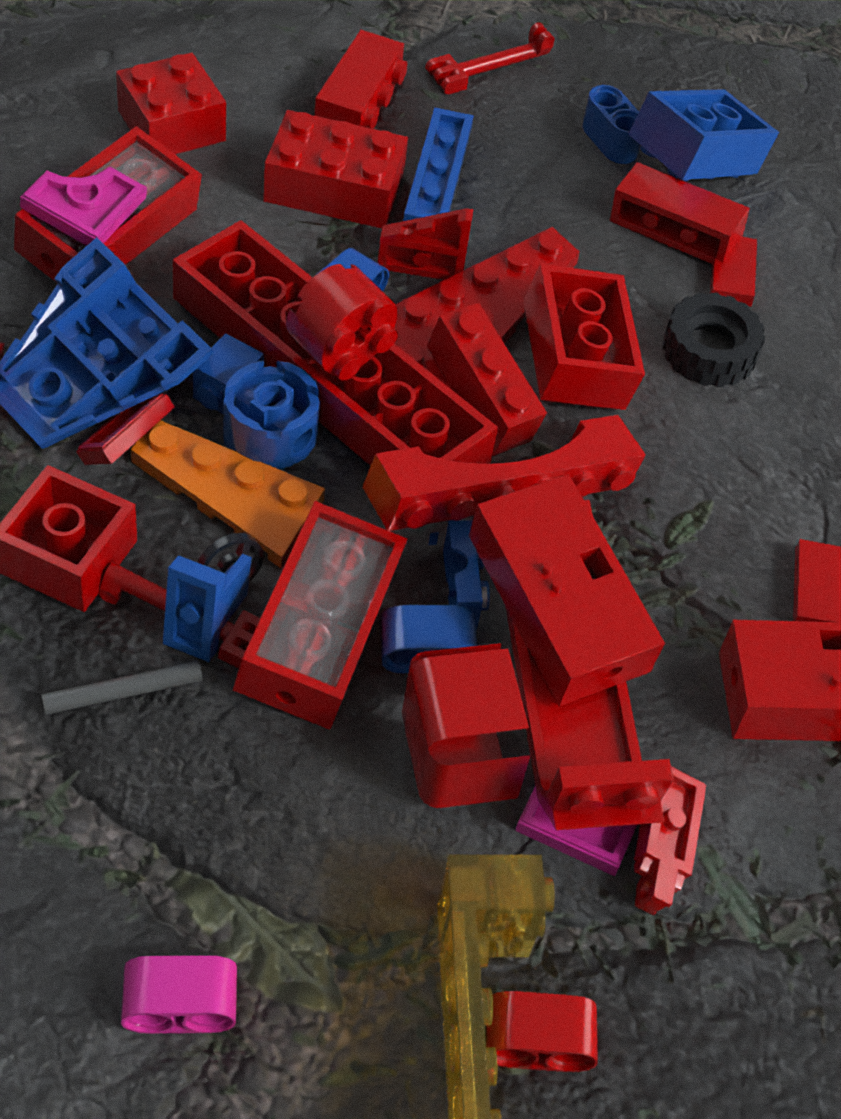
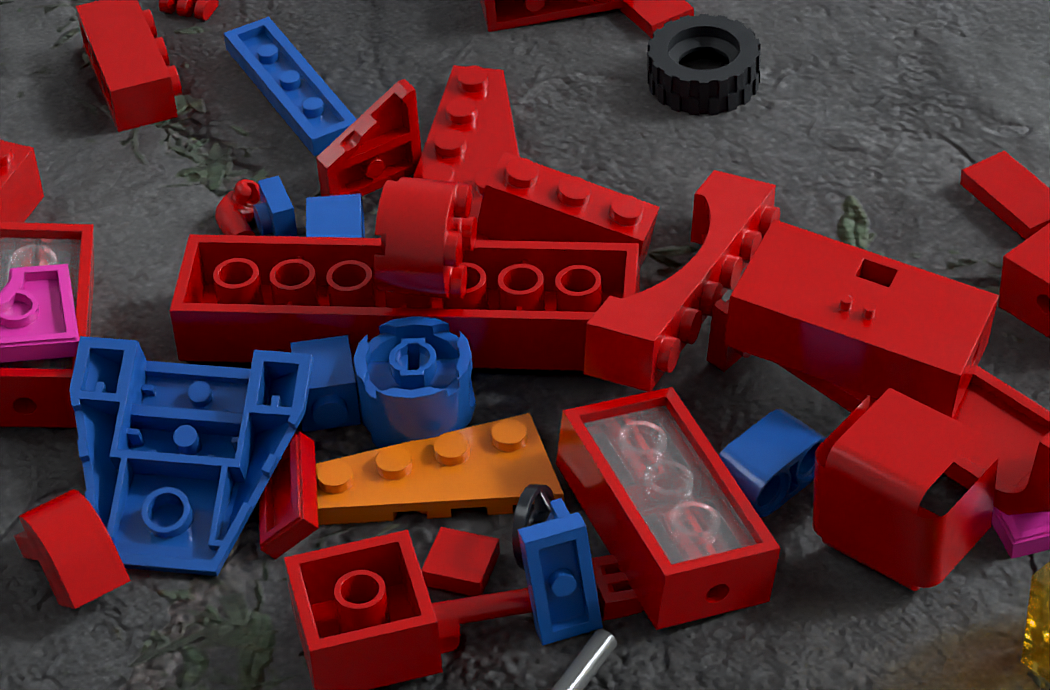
camera: 30 degrees left, 10 degrees down
(170, 542) = (460, 561): none -> red tile
(312, 229) = (236, 209): none -> red arm
(328, 243) = (275, 213): none -> blue plate
(335, 169) = (198, 143): red brick -> none
(463, 568) = (729, 385): blue piece -> none
(583, 337) = (605, 128): red brick -> none

